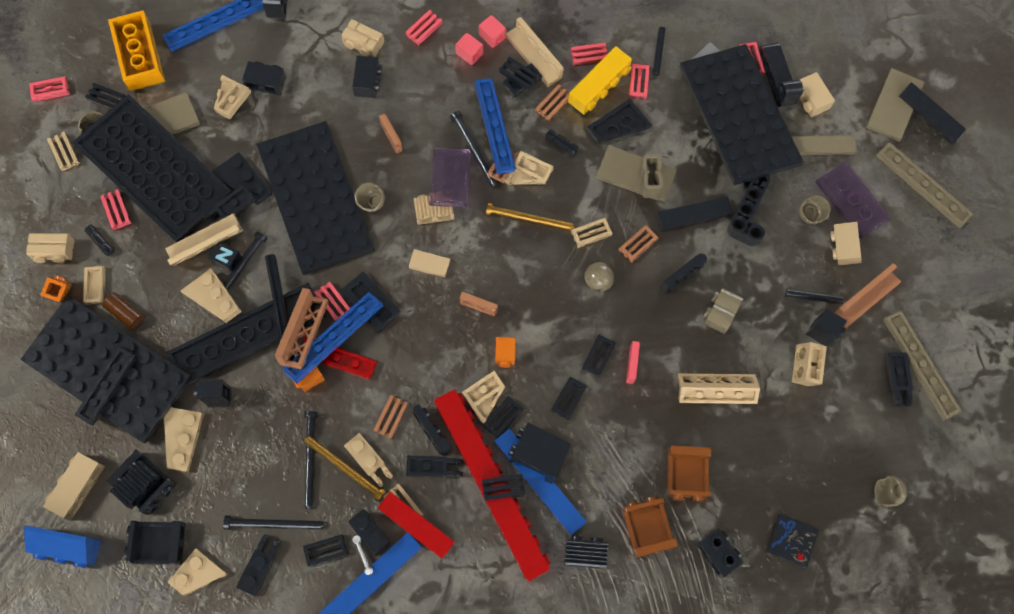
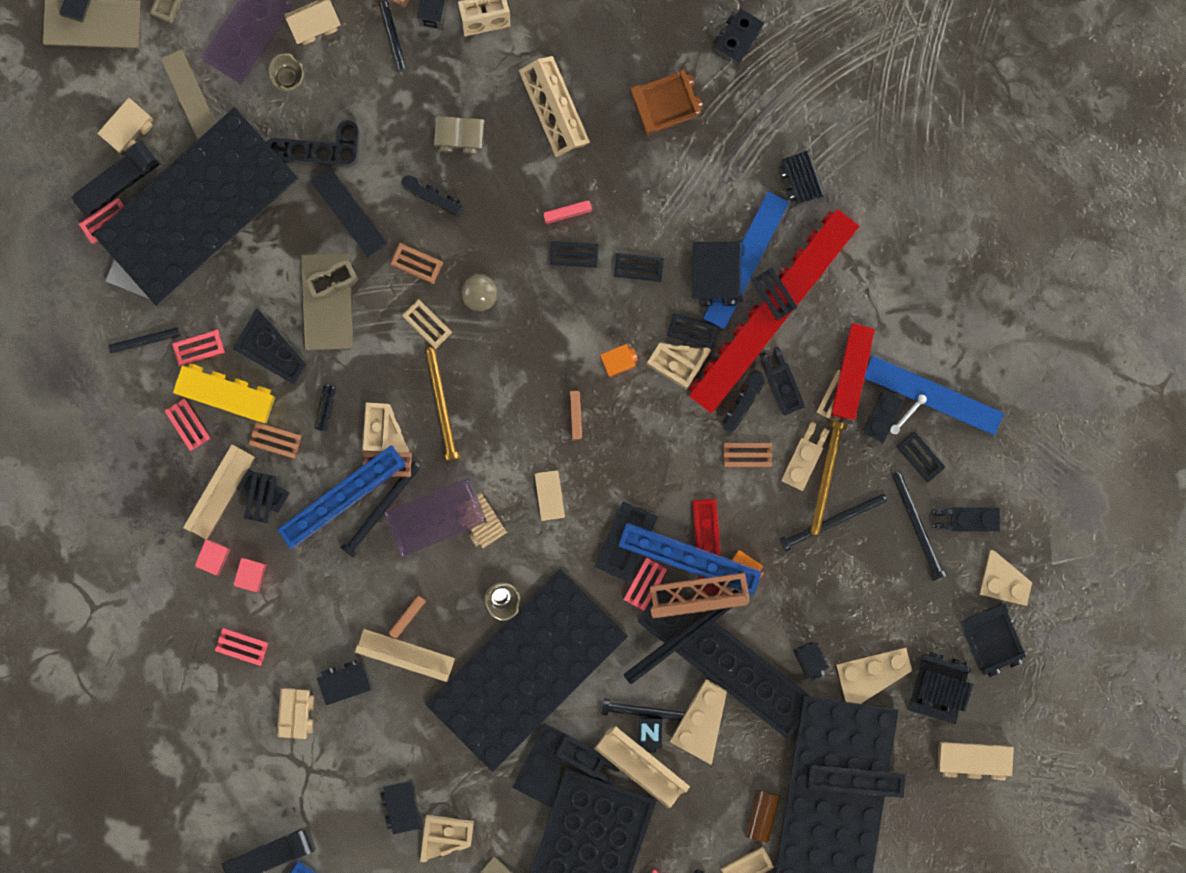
camera: 110 degrees left, 15 degrees up
(61, 546) = (1041, 734): blue slope -> none
(364, 121) = (405, 655): none -> tan fence
(648, 527) = (744, 122): dark orange panel -> none

